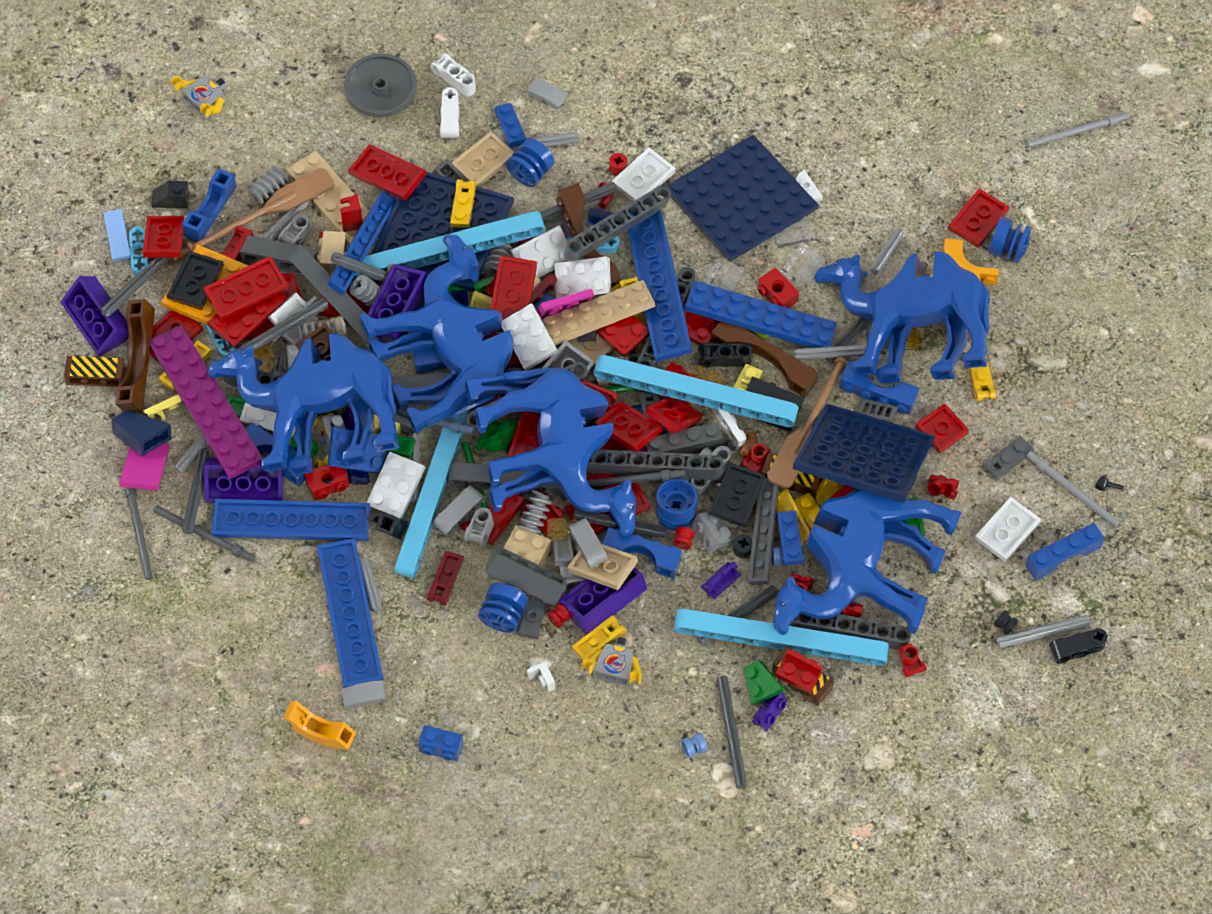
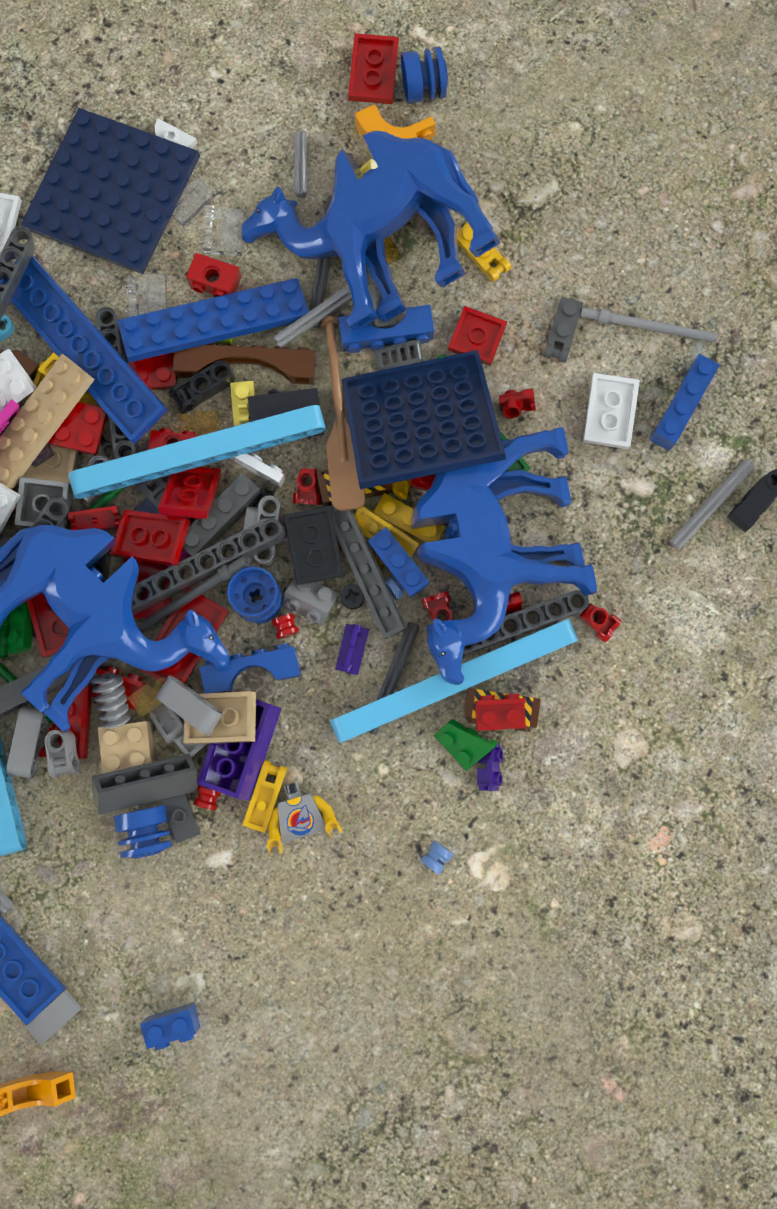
camera: 30 degrees left, 20 degrees up
(445, 577) = (59, 828): dark red plate -> none
(544, 676) = (235, 877): white bracket -> none
(609, 521) = (192, 660): black axle -> none
(731, 732) = (465, 815): dark grey axle -> none
(746, 449) = (292, 472): dark orange arm -> none
(1006, 622) = (671, 519): black wheel -> none
(1104, 482) = (675, 298): black hand -> none

